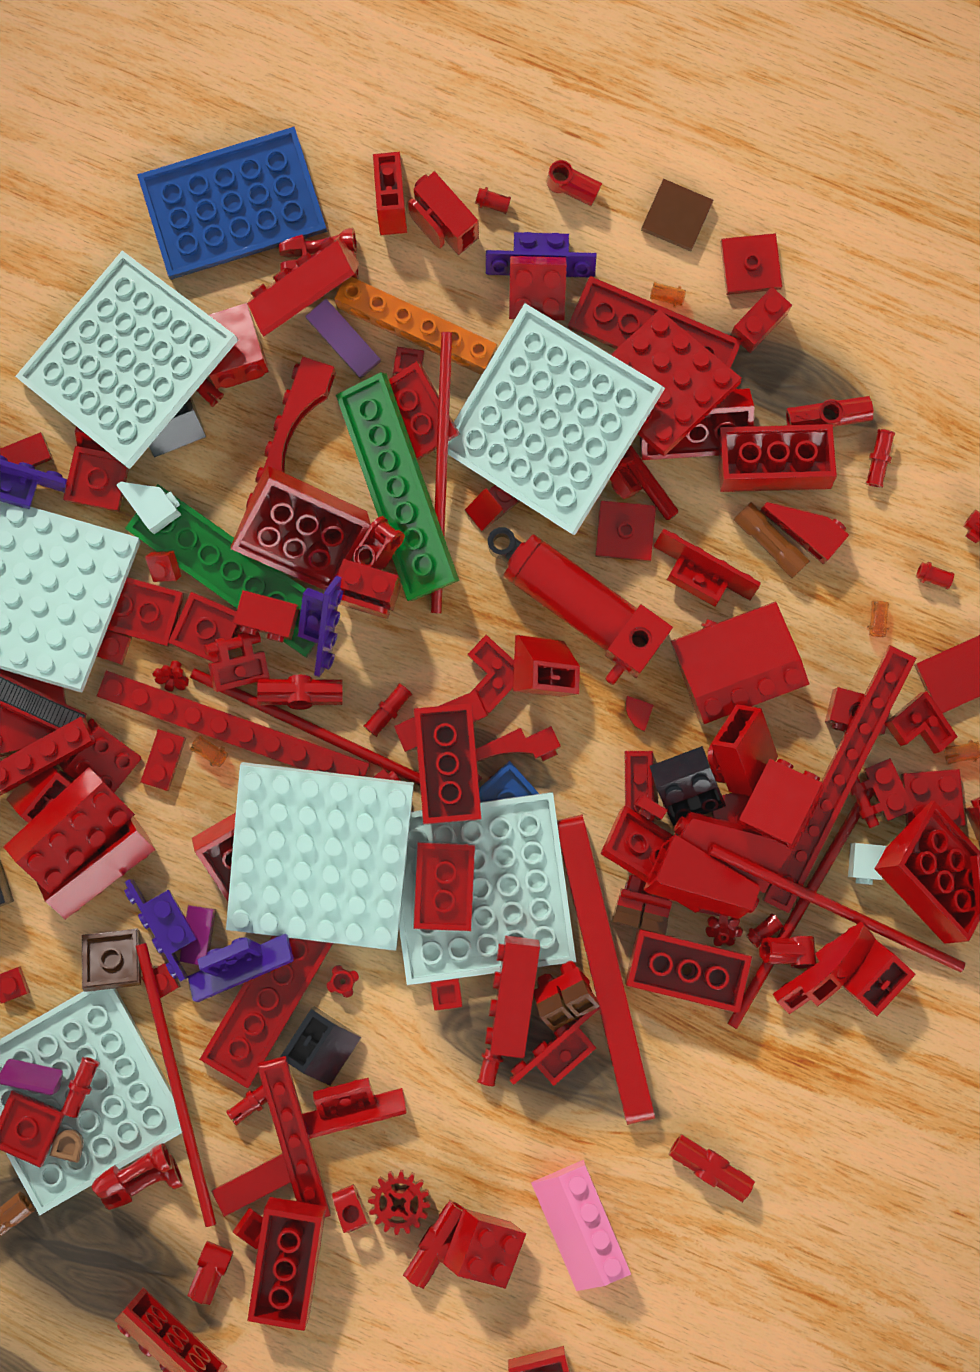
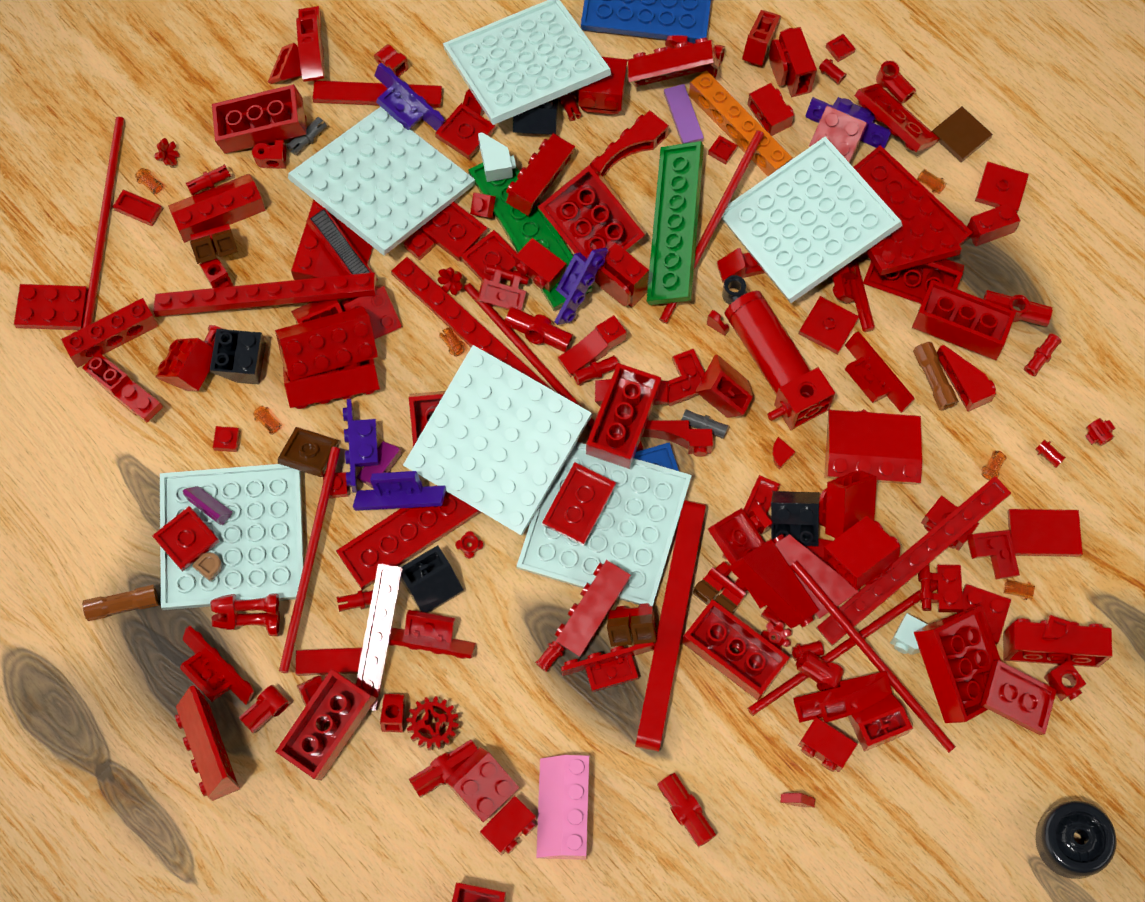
camera: 20 degrees right, 15 degrees down
(45, 942) = (266, 419): none -> clear orange pin
(79, 1087) = (239, 527): red pin -> none
(130, 1260) = (211, 671): none -> red bracket
(163, 760) = (416, 334): red plate -> none
(212, 498) = (539, 174): none -> red brick
(371, 684) = (593, 346): none -> red slope
(381, 541) = (645, 252): red piece -> none
(419, 408) = (715, 178): red plate -> none
(443, 286) = (770, 109): none -> red brick
(446, 994) = (542, 587): red plate -> none
(488, 163) = (840, 48): none -> red tile
(496, 587) = (714, 322): none -> red tile
(532, 1275) = (508, 826): none -> red brick
(538, 718) = (704, 422): none -> dark grey pin
(594, 231) = (896, 117): none -> red plate
(824, 1102) = (797, 799): none -> red tile
(830, 1027) = (827, 745): none -> red brick

